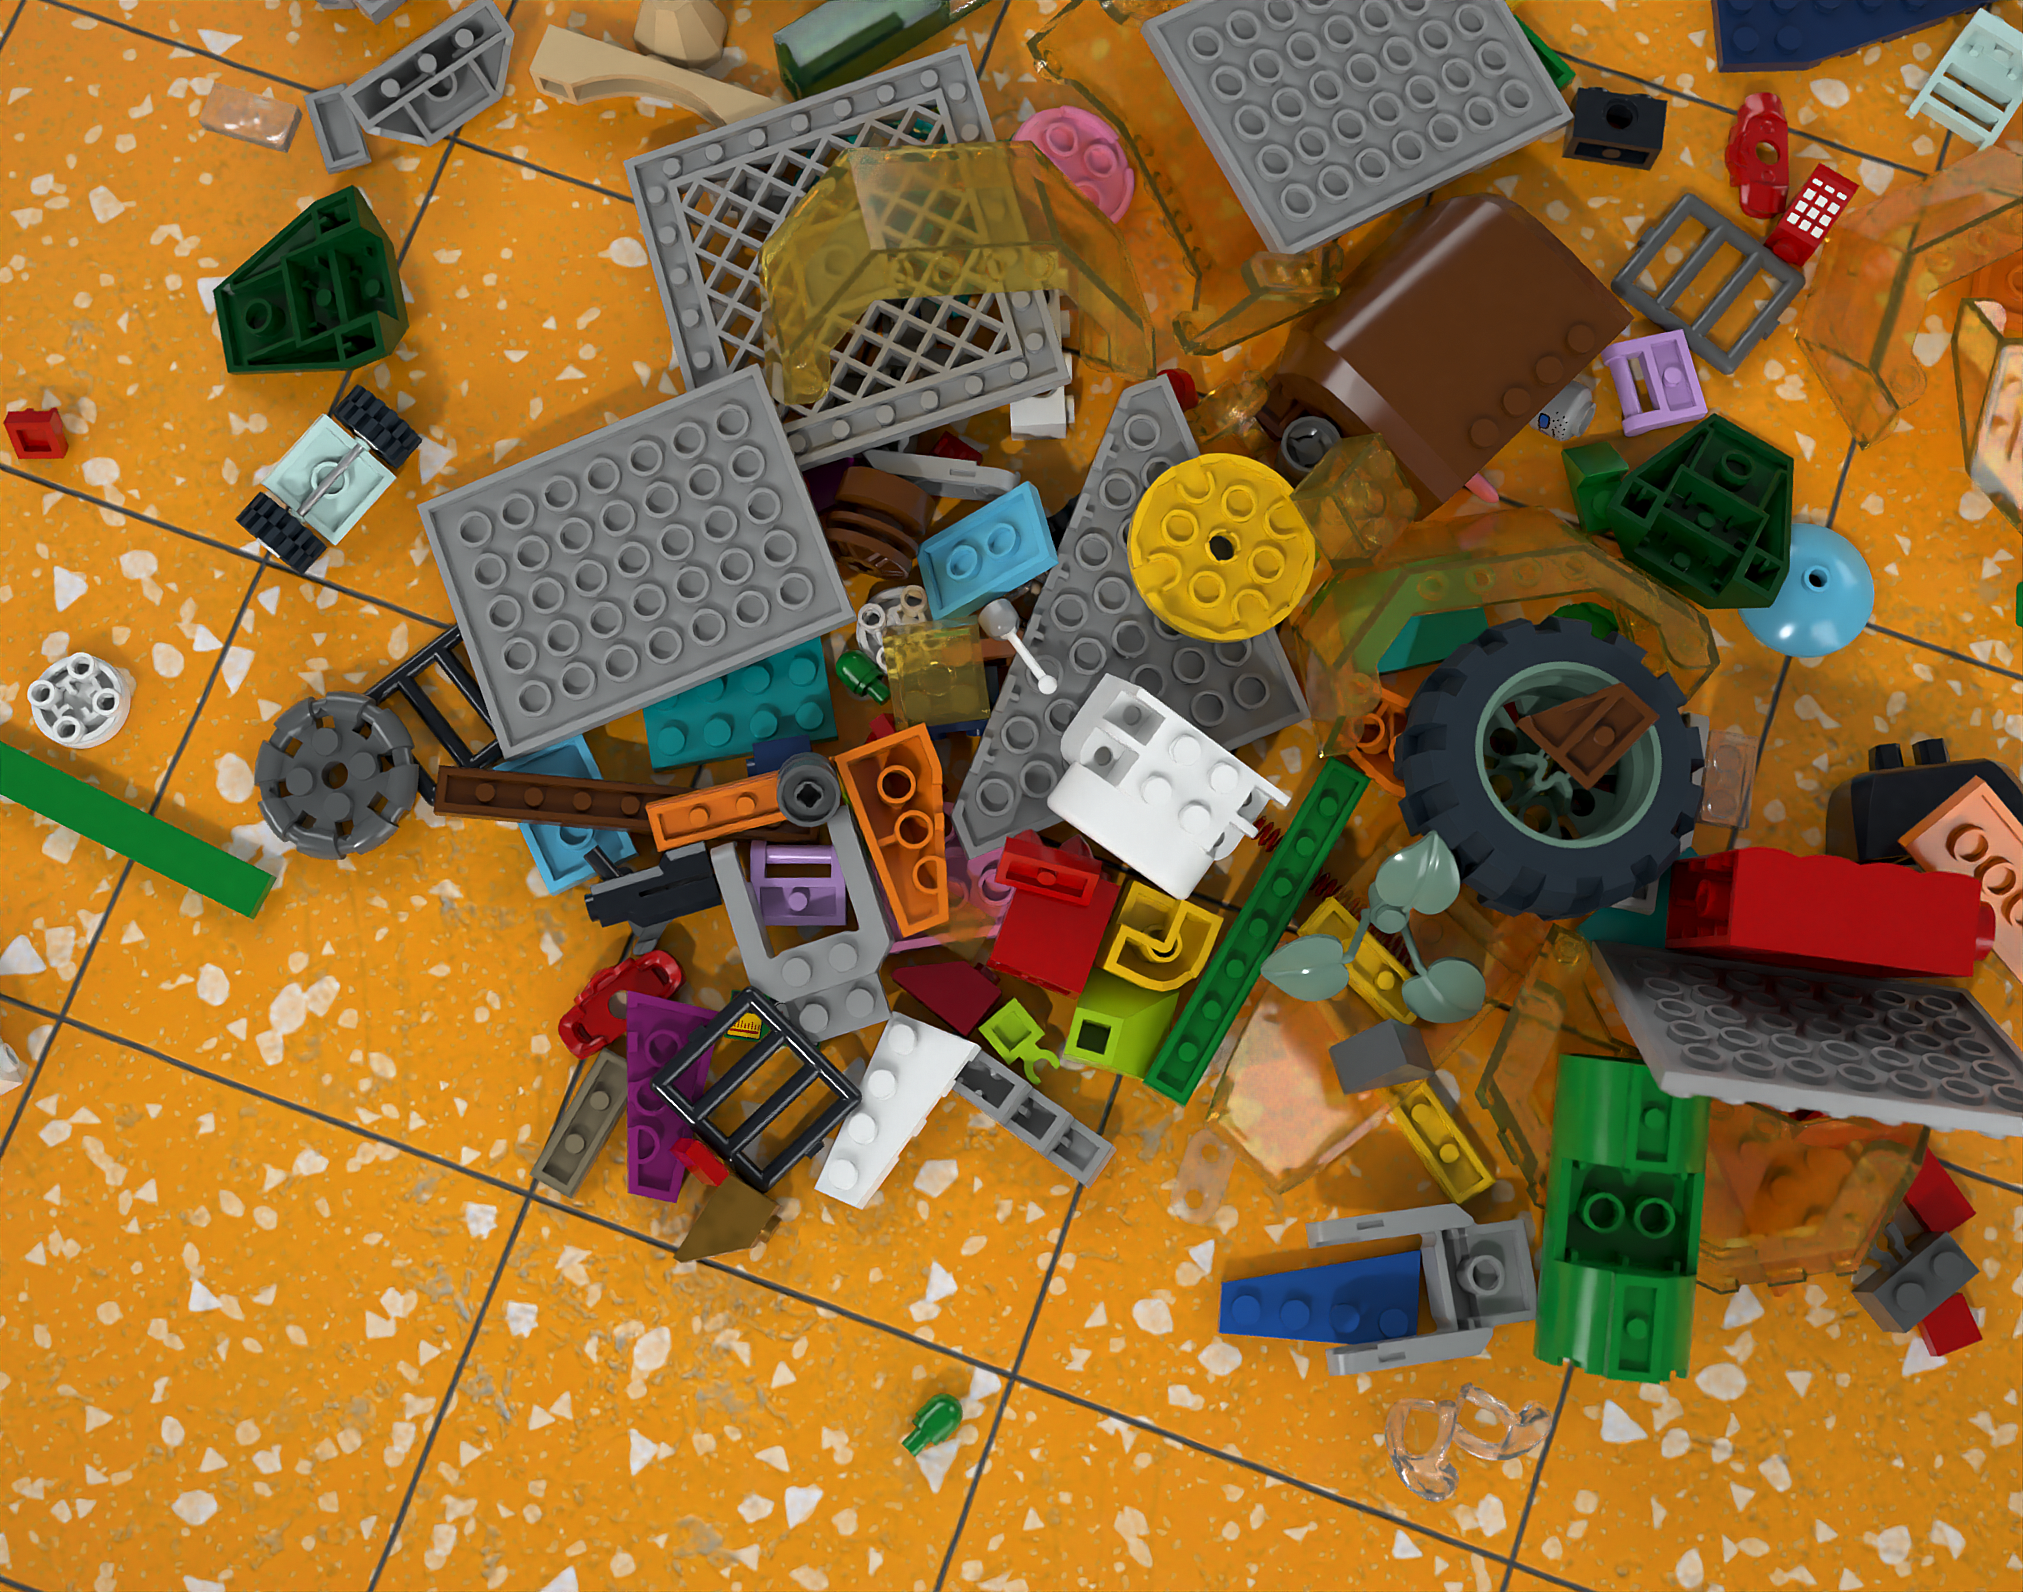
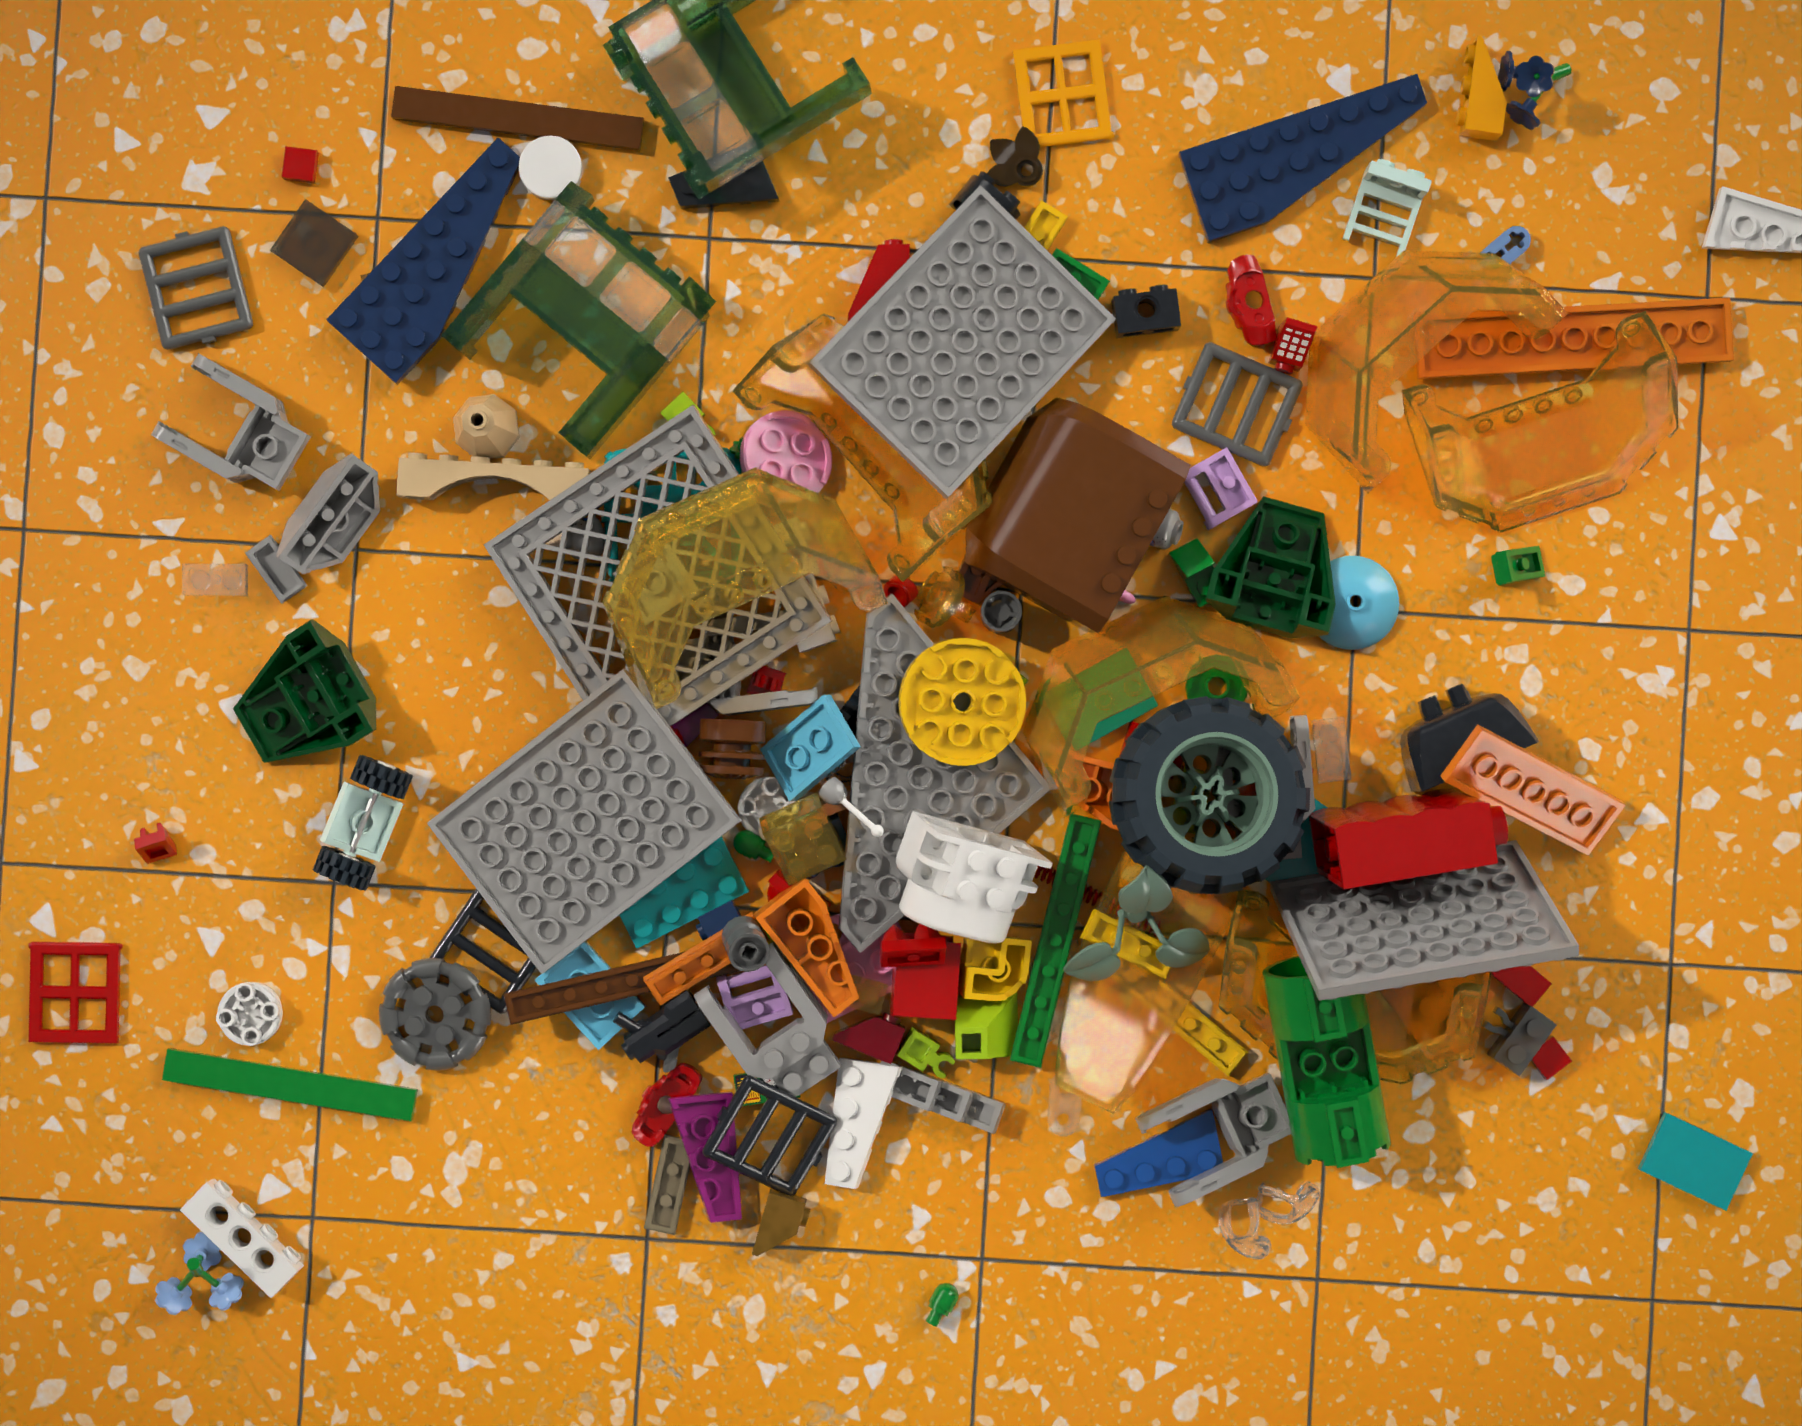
camera: 10 degrees left, 10 degrees up
(699, 1161) = (749, 1190): red tile -> none
(1356, 501) = (1041, 645): clear yellow brick -> none
(1381, 1057) = (1155, 1002): dark grey slope -> none
(1591, 731) = (1226, 775): reddish brown wing -> none

